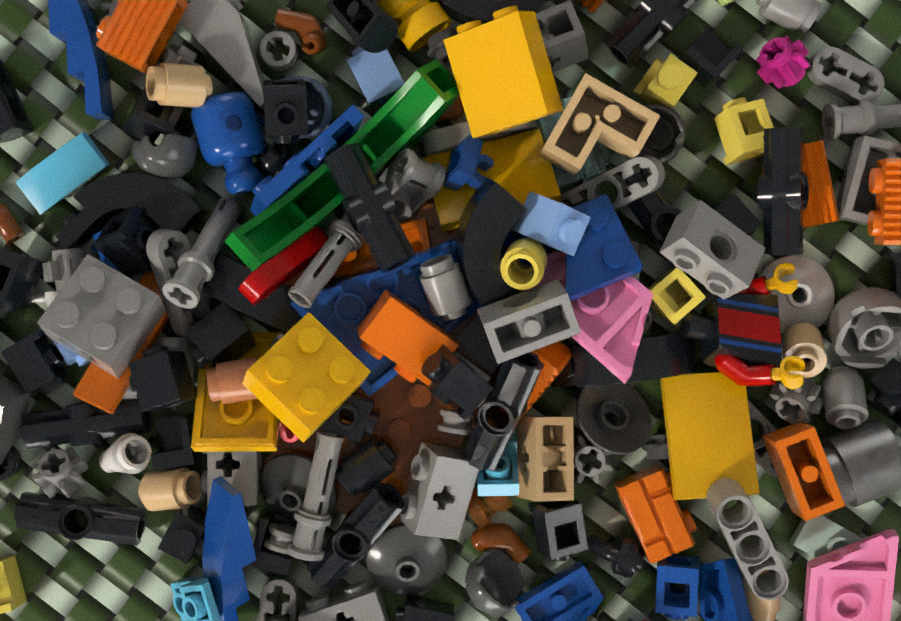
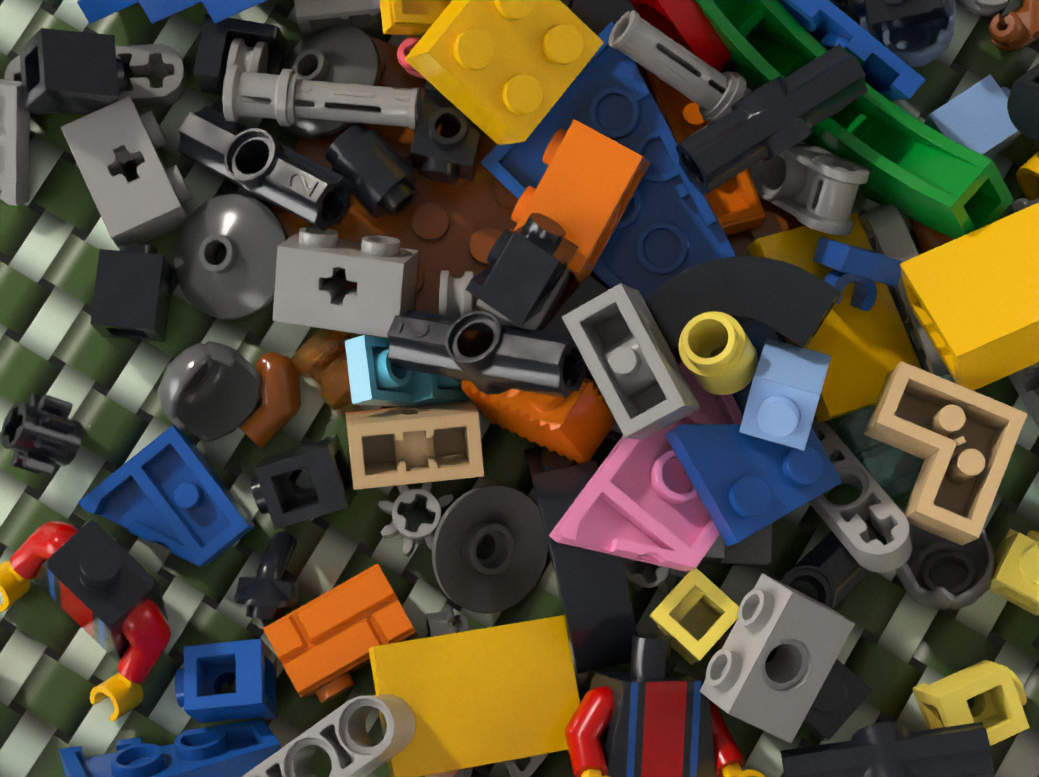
camera: 85 degrees right, 10 degrees down
(445, 287) = (664, 246): light grey brick -> none

